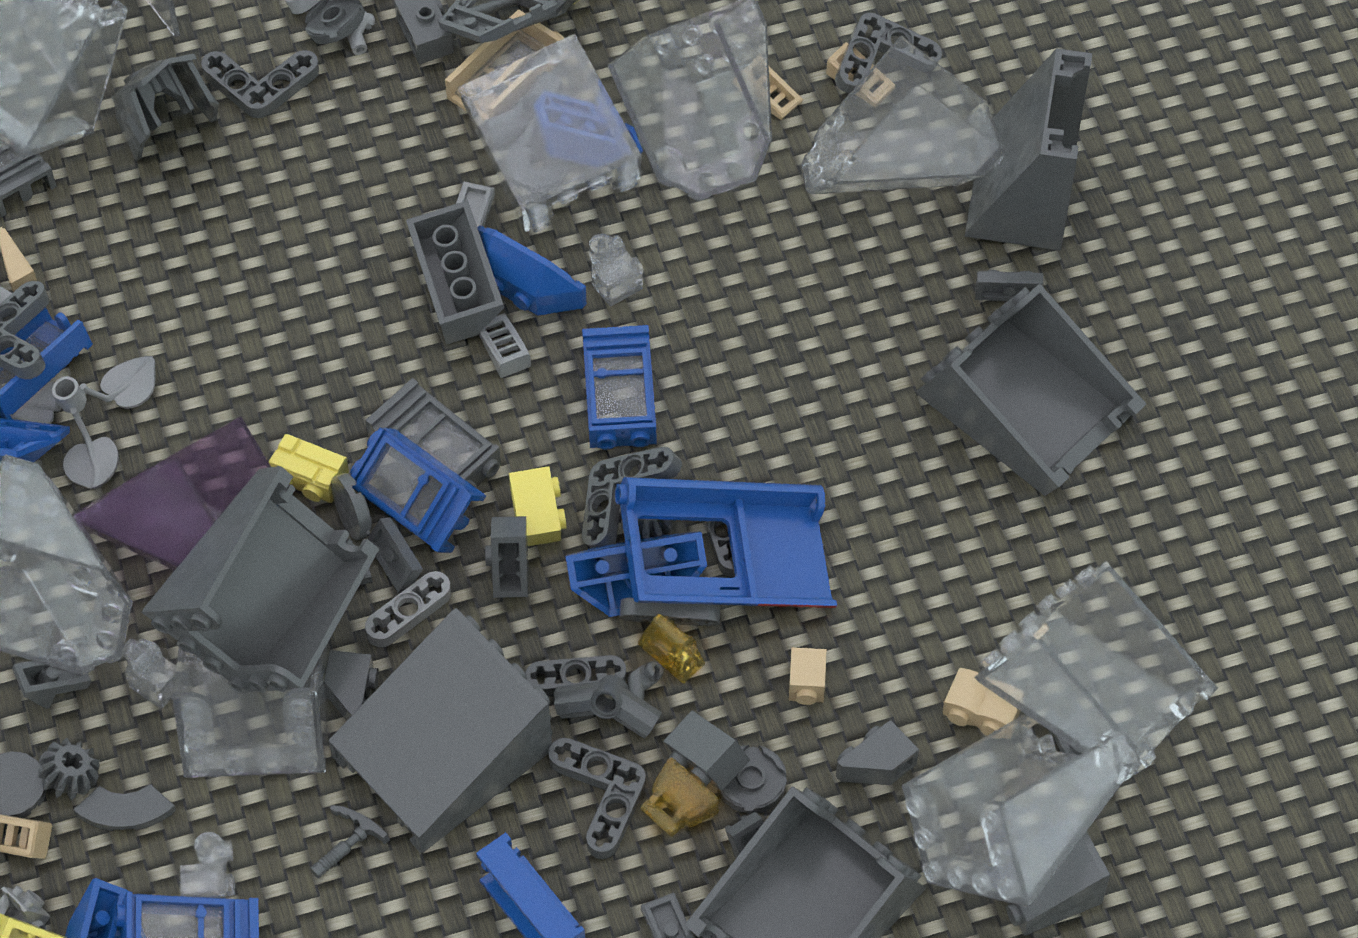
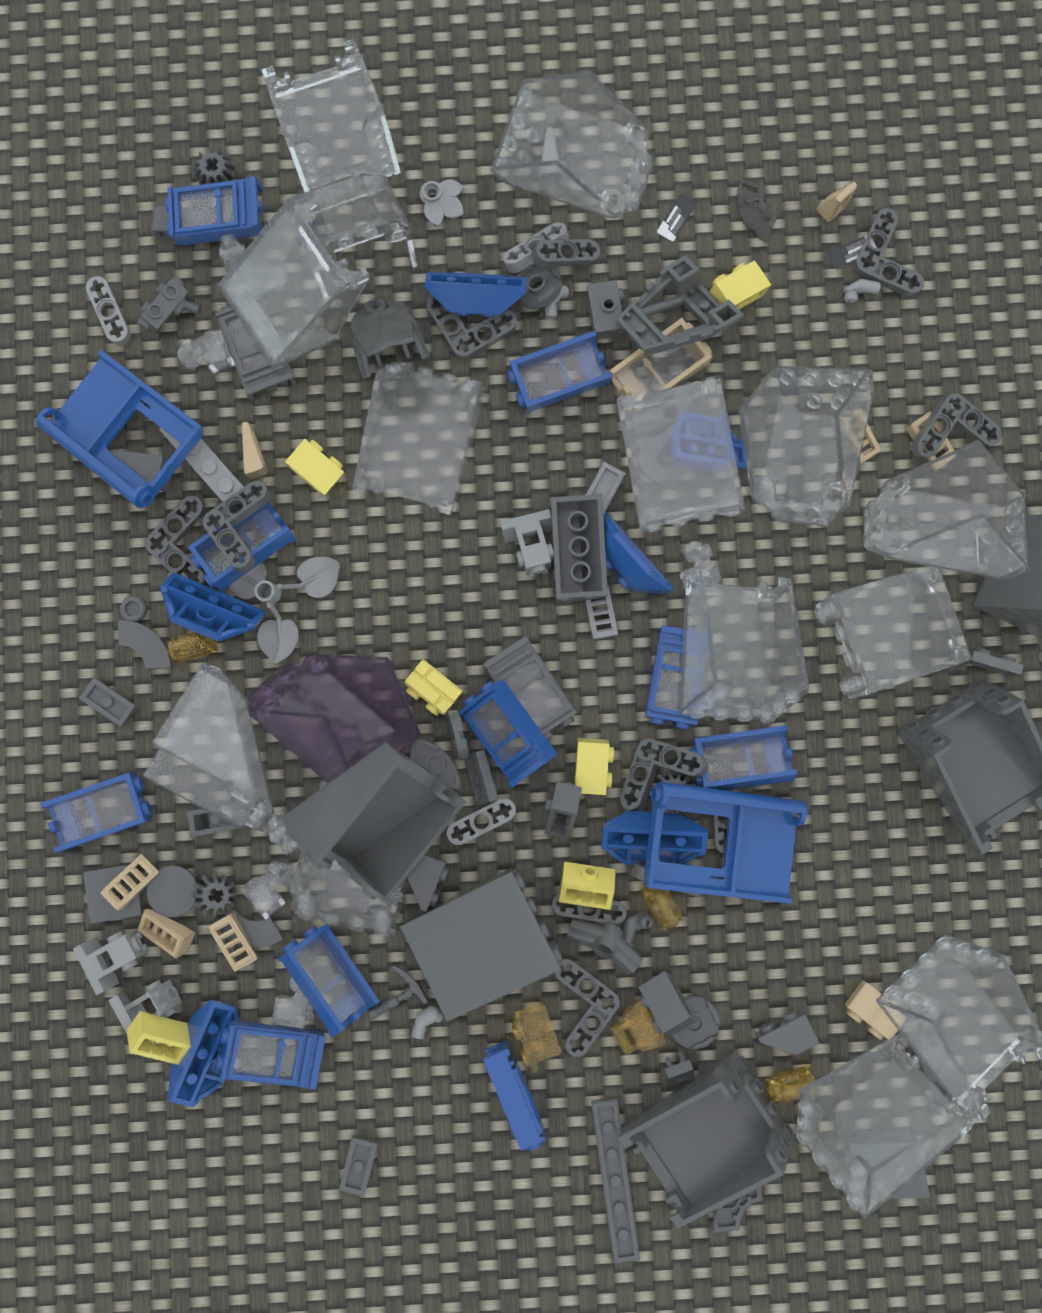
camera: 15 degrees right, 25 degrees up
(94, 798) = (225, 947): none -> tan slope
(99, 260) = (315, 467): none -> light yellow brick
(140, 748) = (263, 890): none -> clear brick
(223, 198) = (418, 435): none -> clear windscreen
(247, 827) = (328, 978): none -> door
(259, 36) = (475, 292): none -> blue wedge
(382, 100) = (558, 372): none -> door
(388, 857) = (424, 1018): none -> light grey arm
(397, 287) = (535, 556): none -> light grey tile
(544, 838) = (537, 1035): none -> clear yellow bracket
(564, 640) = (587, 885): none -> light yellow brick
(687, 336) = (740, 650): none -> clear windscreen
(735, 448) = (745, 759): none -> door
(807, 675) = (754, 956): tan brick -> none
(873, 270) = (894, 630): none -> clear windscreen
(890, 823) = (787, 1085): none -> clear yellow piece

